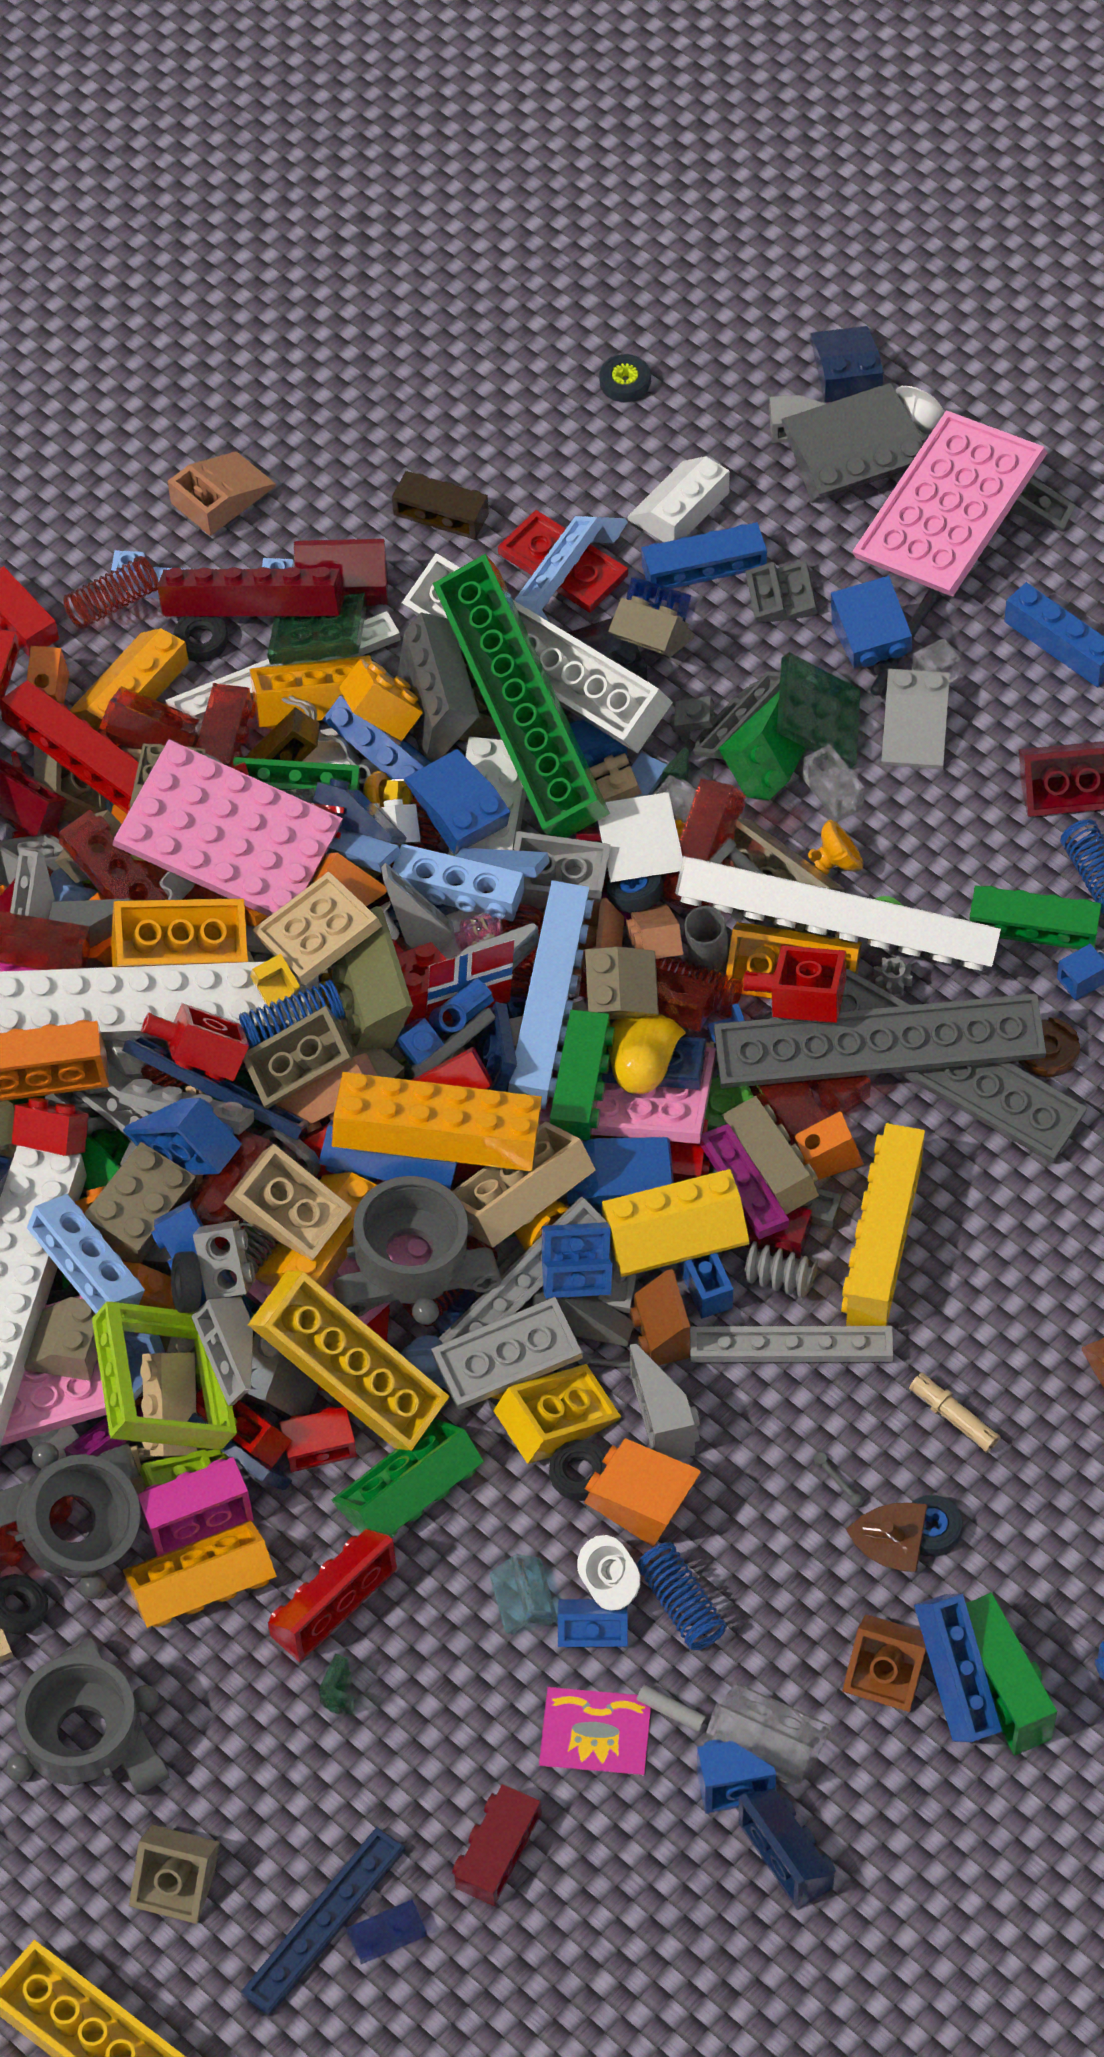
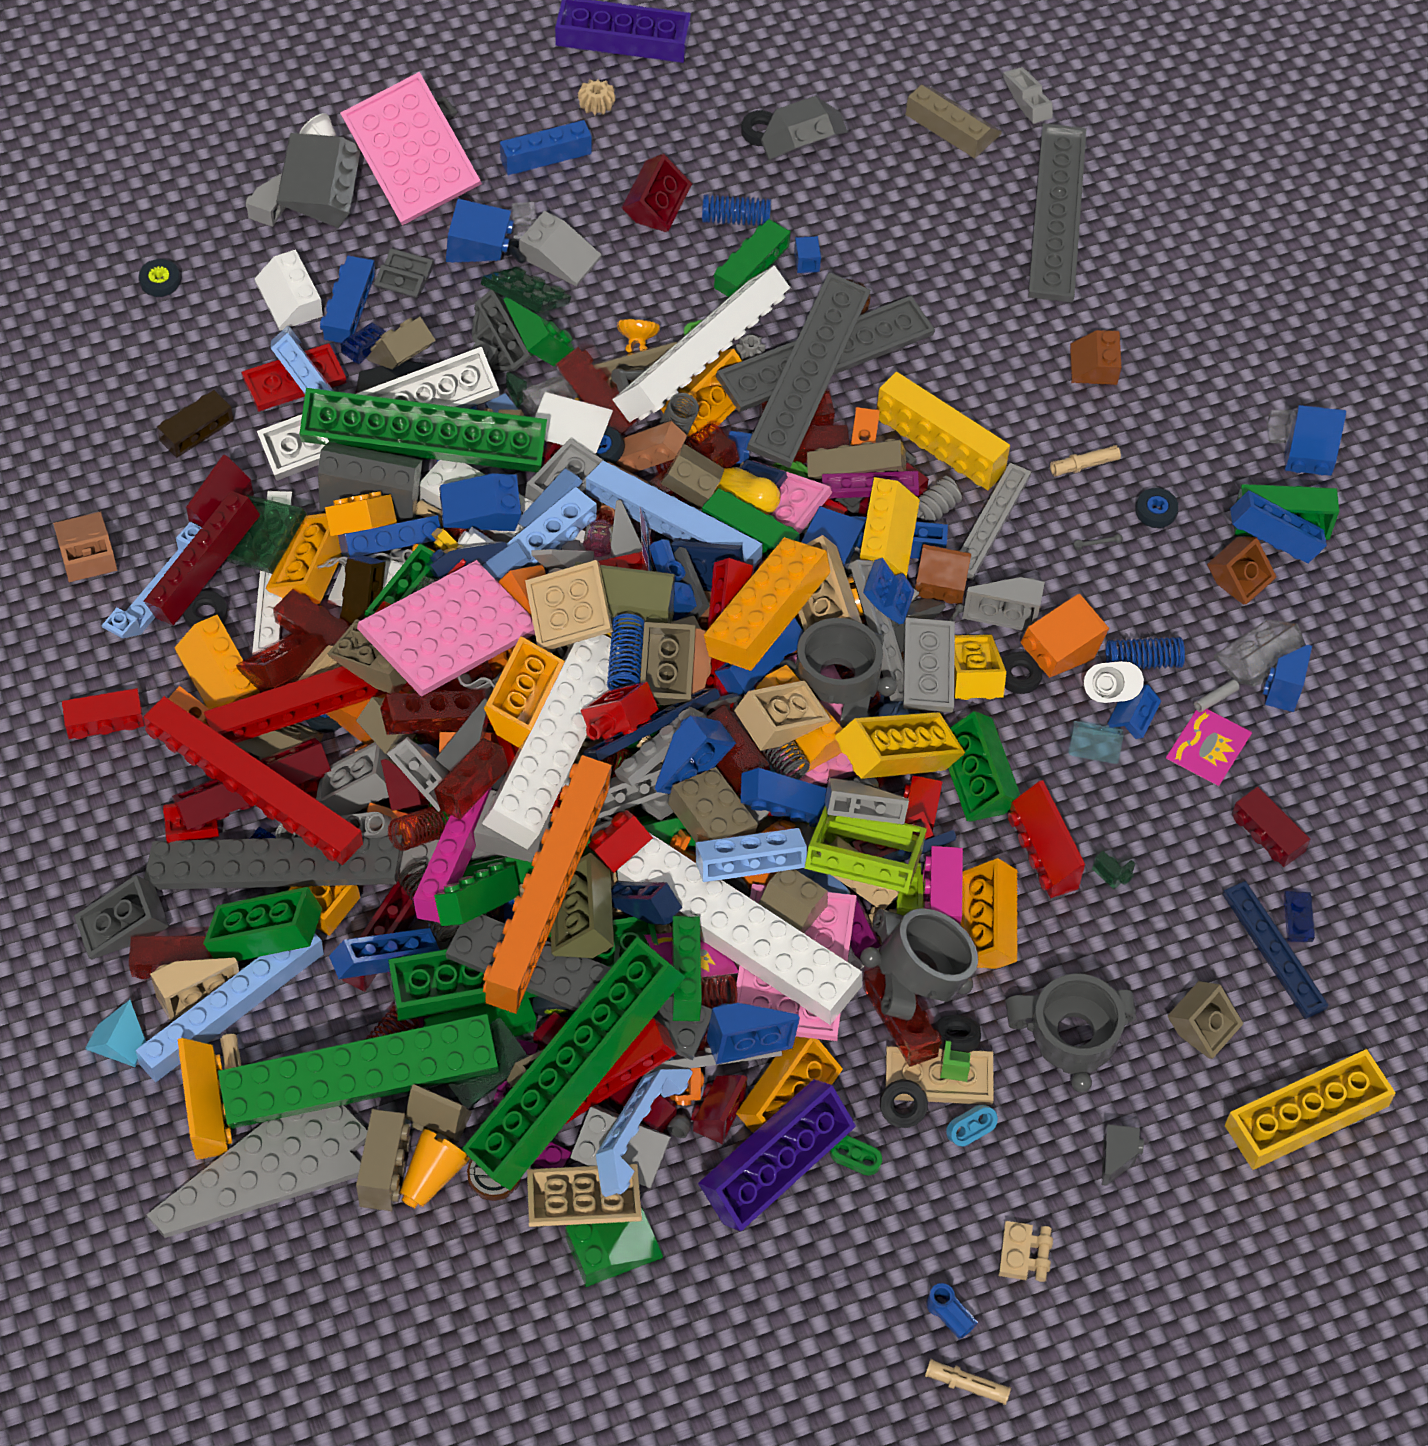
camera: 70 degrees left, 0 degrees up
(81, 607) = (148, 608): clear red piece -> none
(186, 1282) = (809, 787): black tyre -> none
(214, 1260) = (804, 770): light grey brick -> none
(274, 980) = (593, 648): yellow panel -> none
(785, 1846) = (1346, 675): dark blue slope -> none
(805, 983) = (755, 378): red brick -> none
(833, 783) = (585, 310): clear brick -> none
(846, 362) = (240, 155): dark blue slope -> none
(891, 1534) = (1155, 529): reddish brown shield -> none

